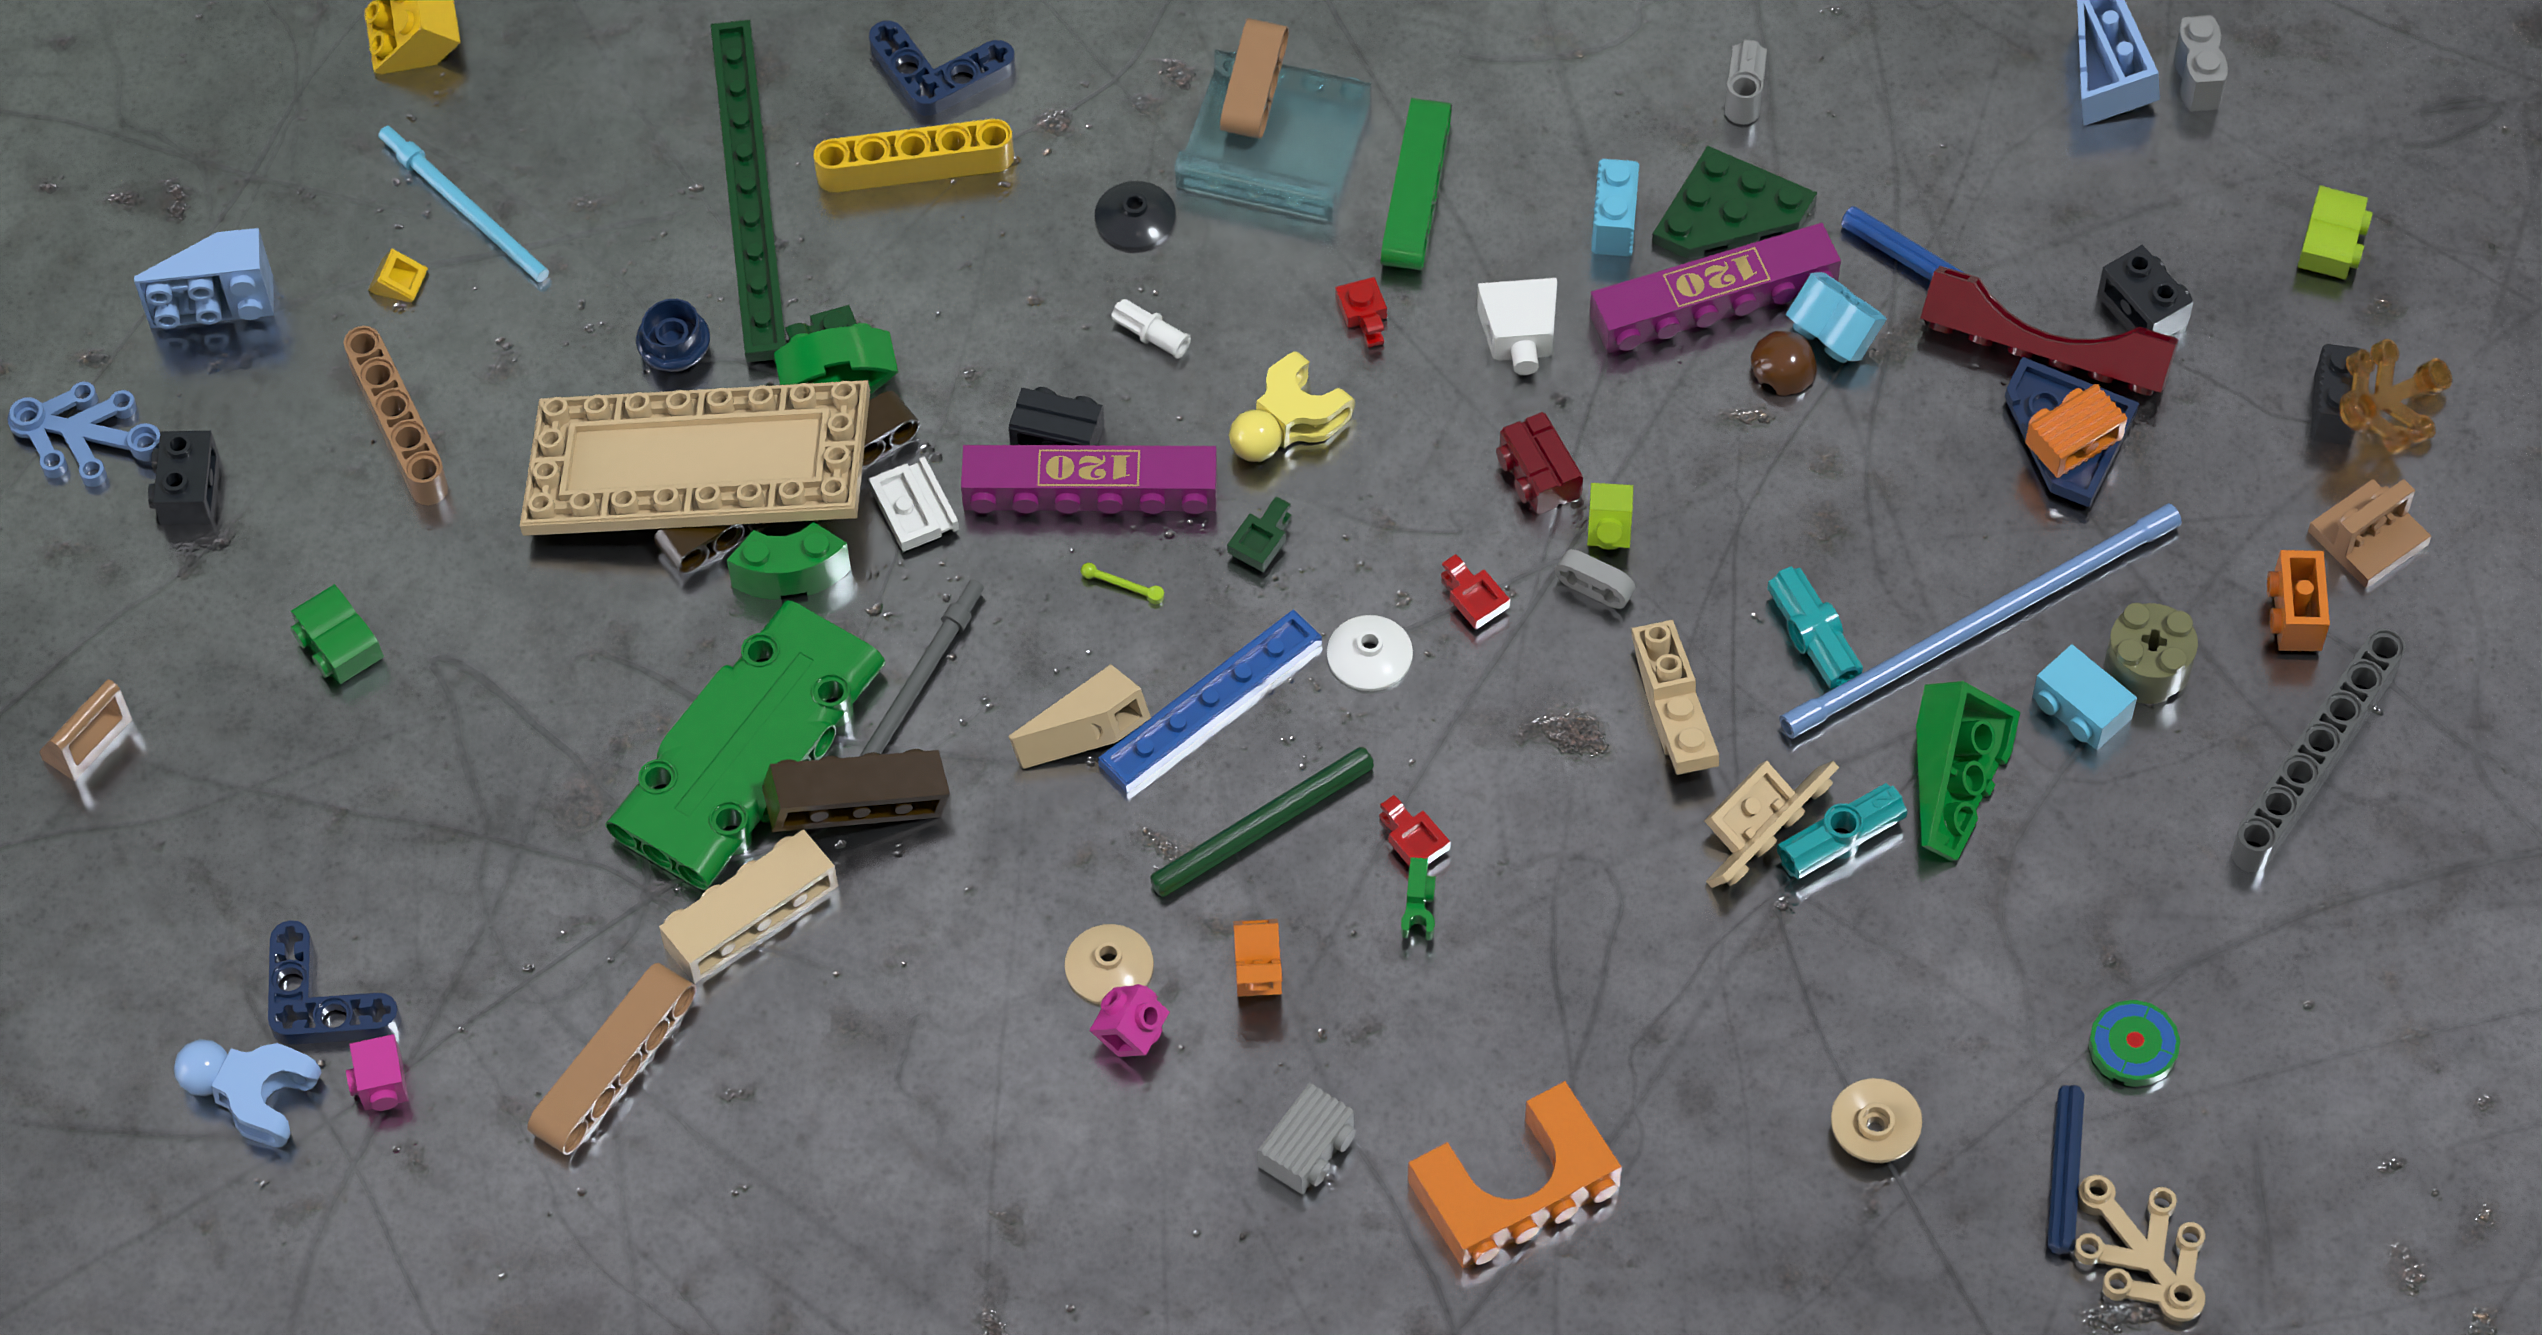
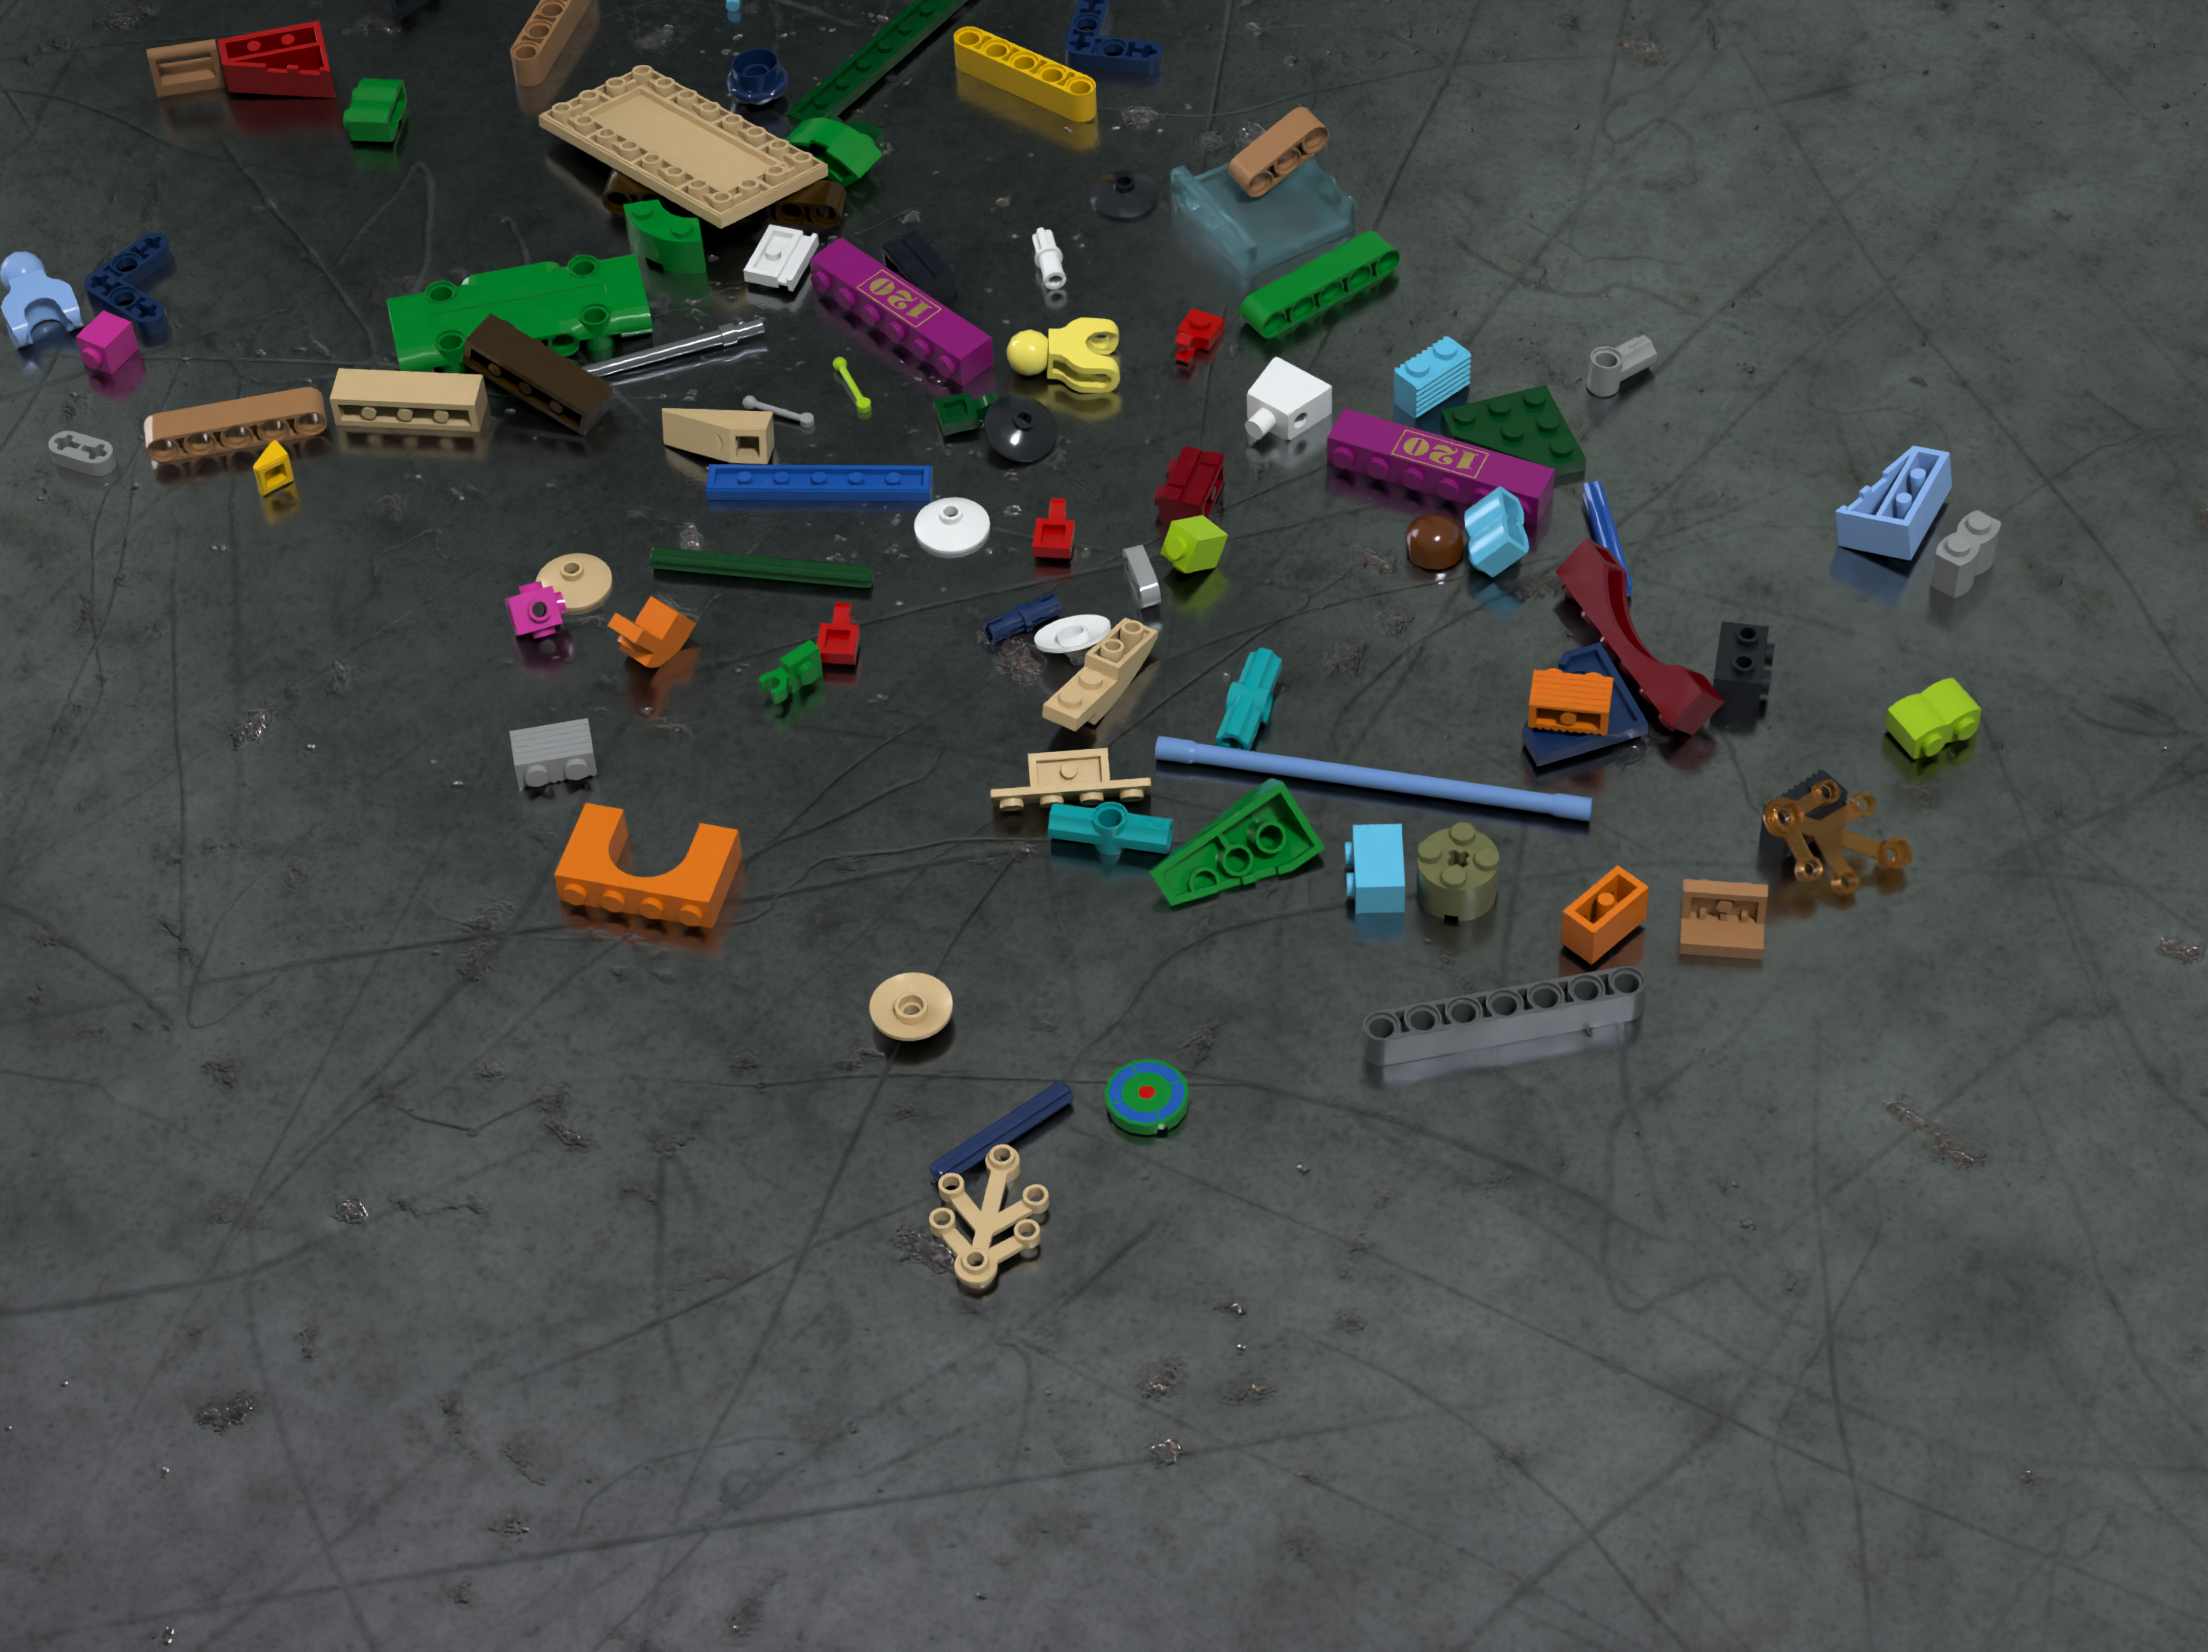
camera: 45 degrees right, 10 degrees down
(185, 653) = (278, 62): none -> red wedge
(493, 1201) = (82, 453): none -> light grey beam
(709, 1069) = (272, 469): none -> yellow slope
(1122, 648) = (805, 419): none -> light grey hinge
(1319, 524) = (1015, 439): none -> black dish
(1540, 695) = (1022, 618): none -> dark blue pin
(1607, 677) = (1073, 634): none -> white dish

